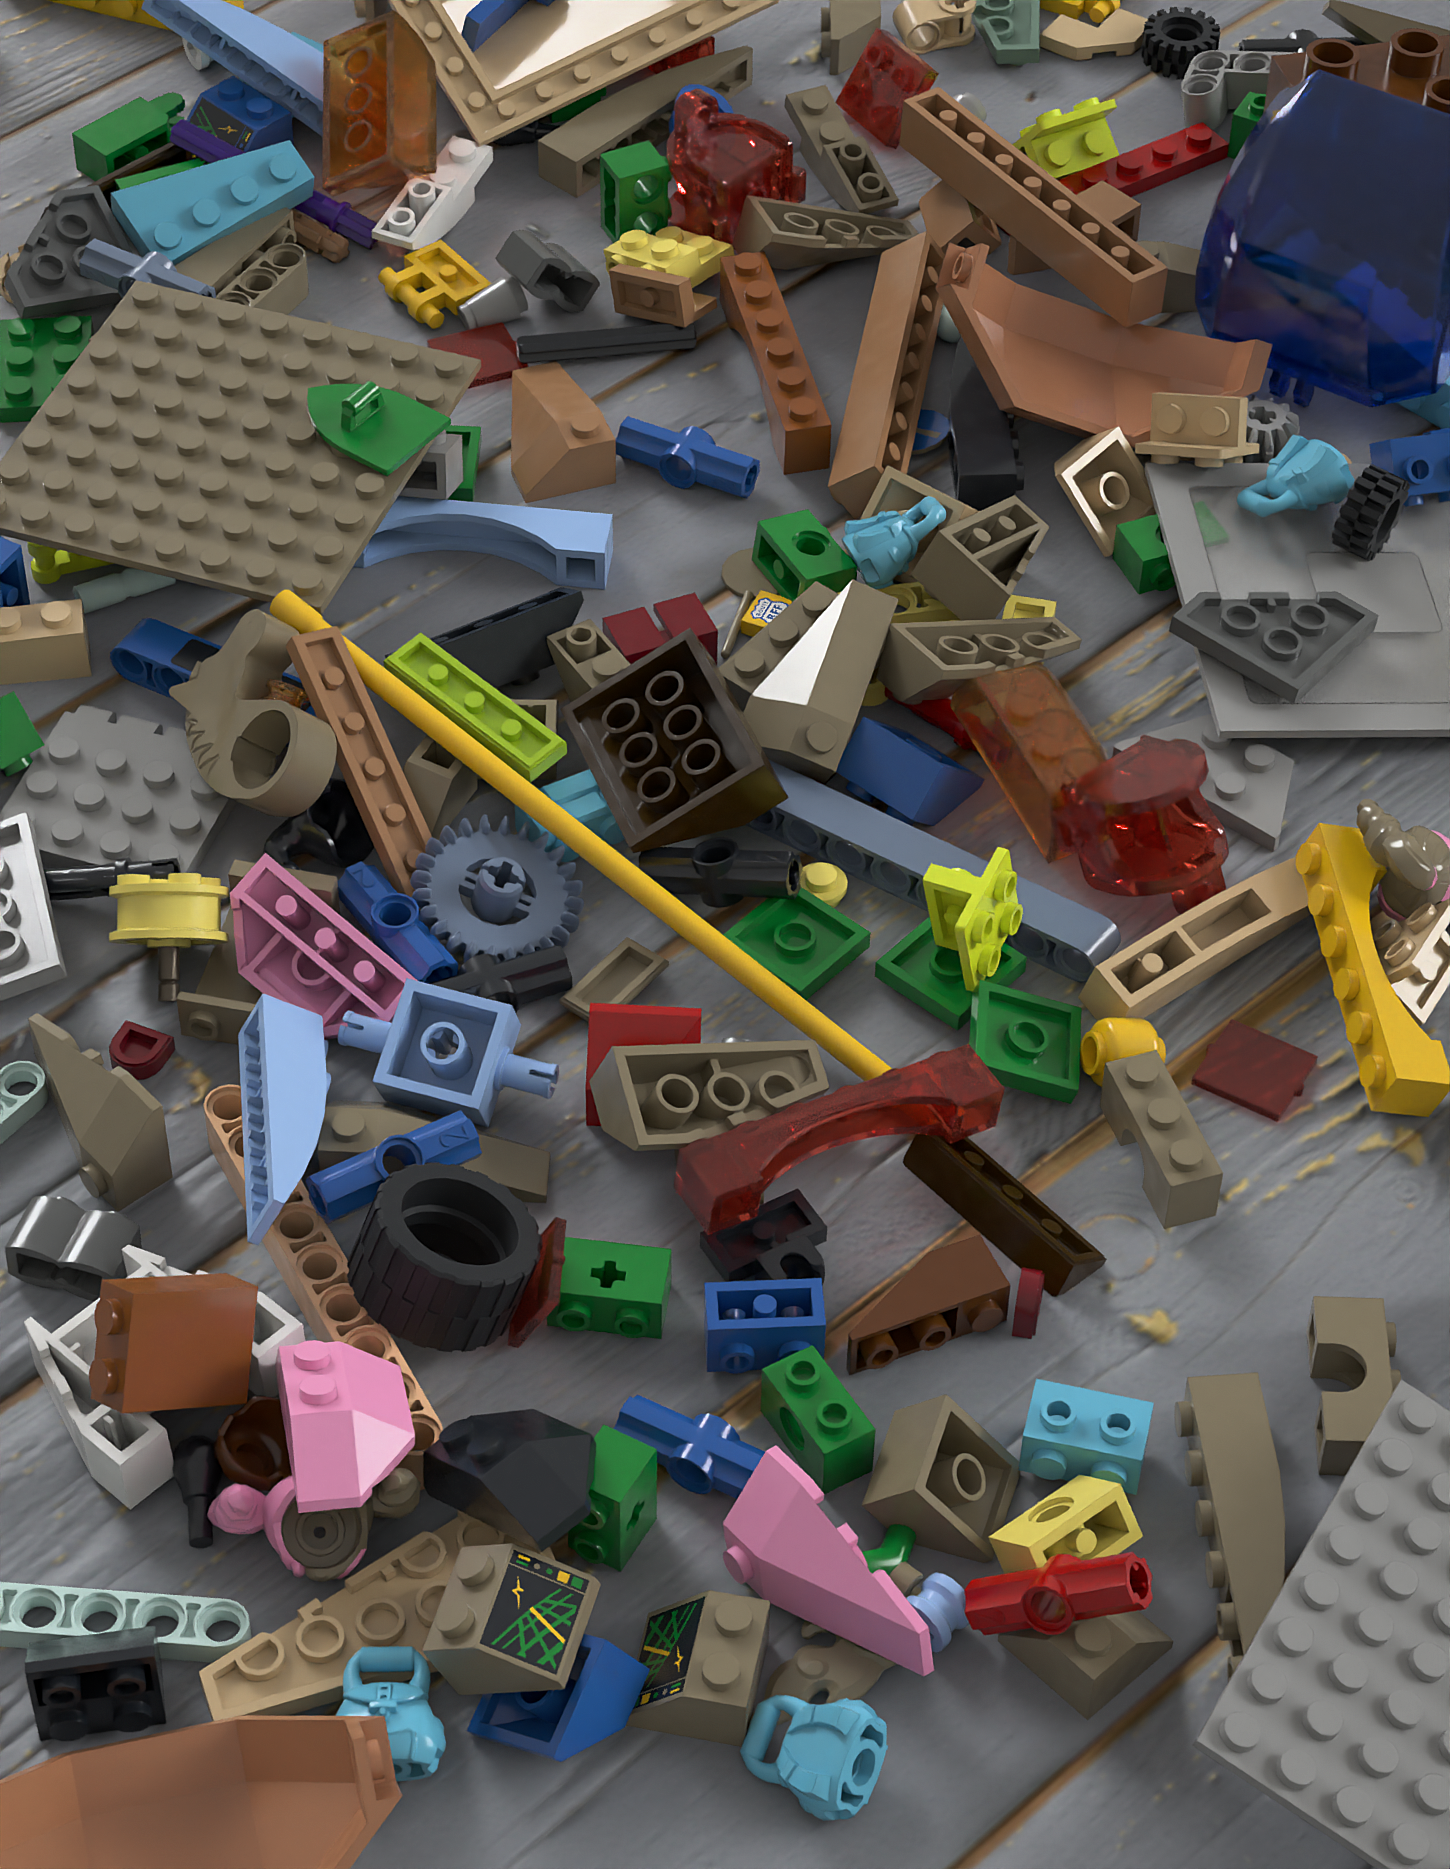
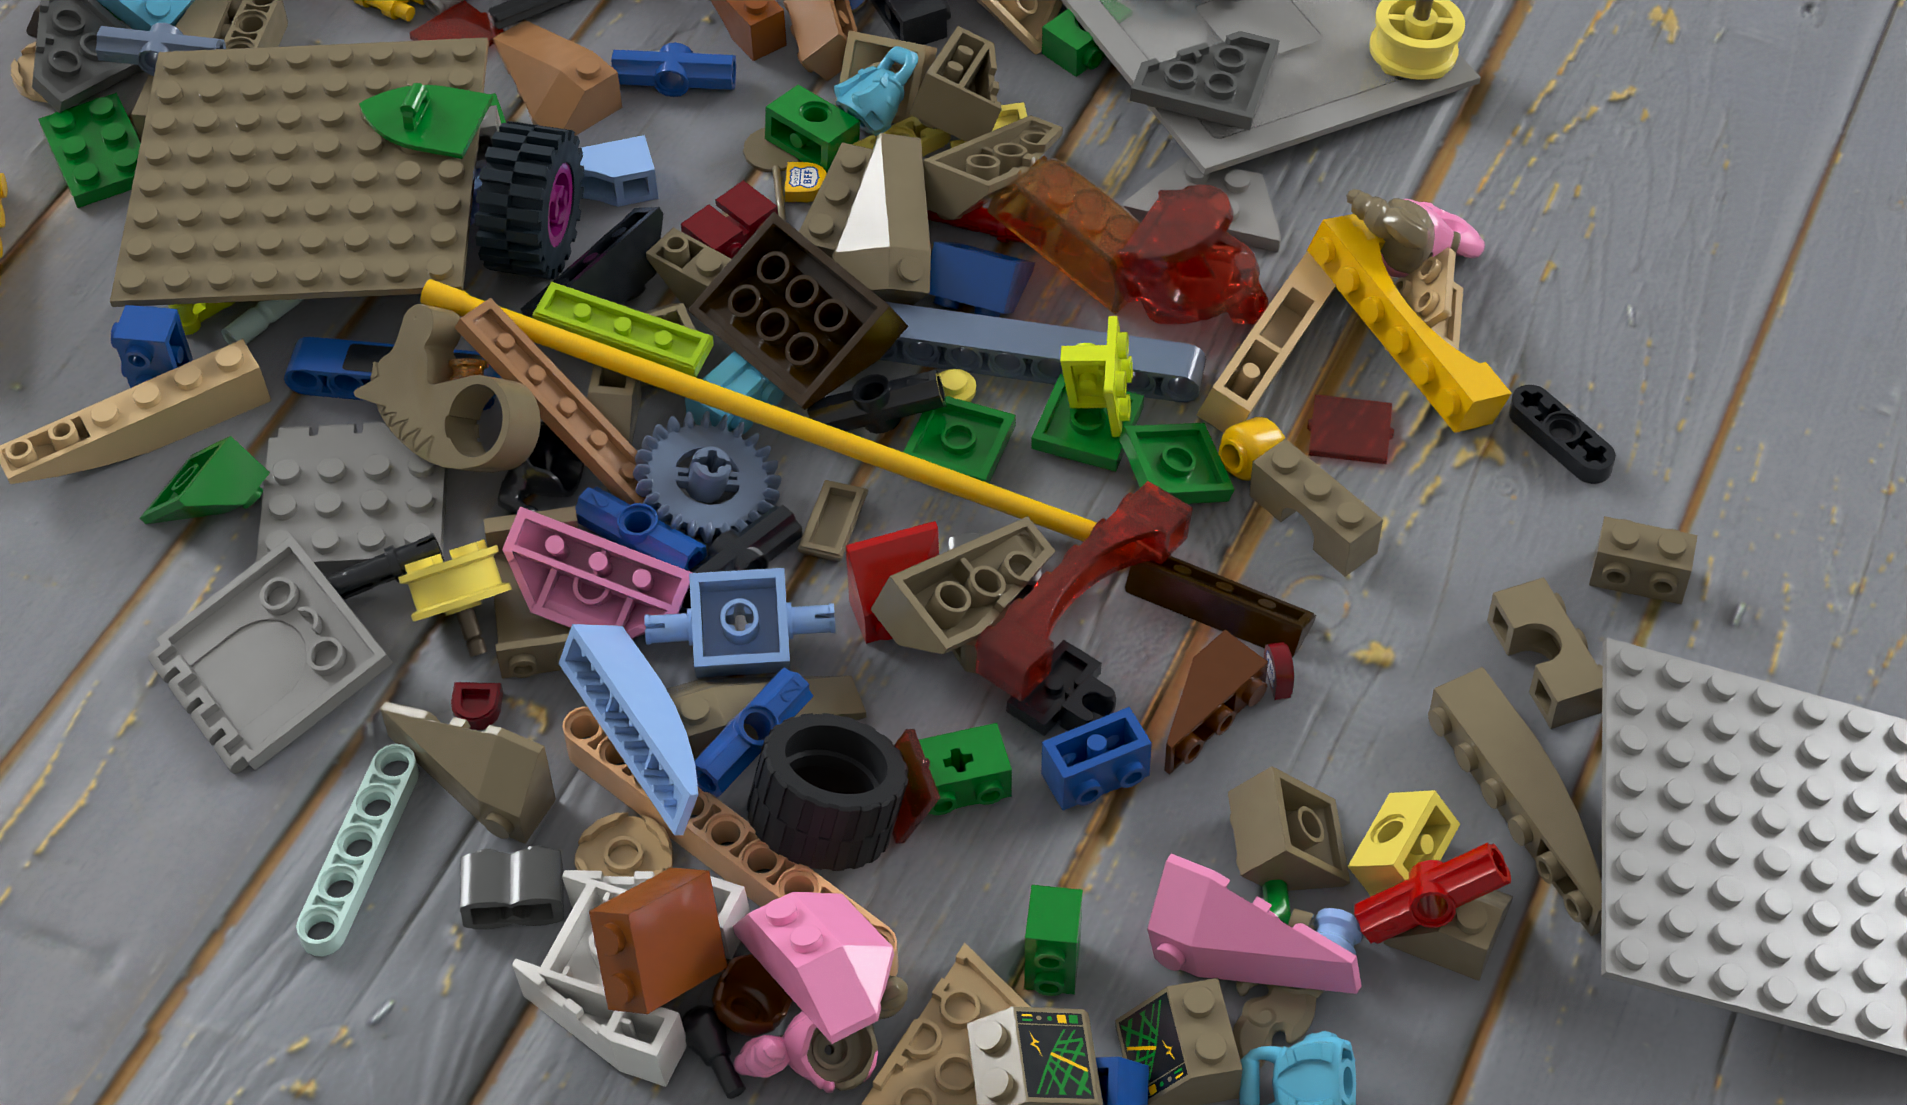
camera: 20 degrees left, 5 degrees up
(214, 1244) = (624, 845): none -> tan tile
(444, 541) = (529, 200): none -> black wheel
(514, 1473) = (981, 949): black wedge -> none
(695, 1452) = (1097, 872): blue piece -> none
(817, 1419) = (1170, 817): green brick -> none
(1085, 1434) = (1378, 760): medium azure brick -> none

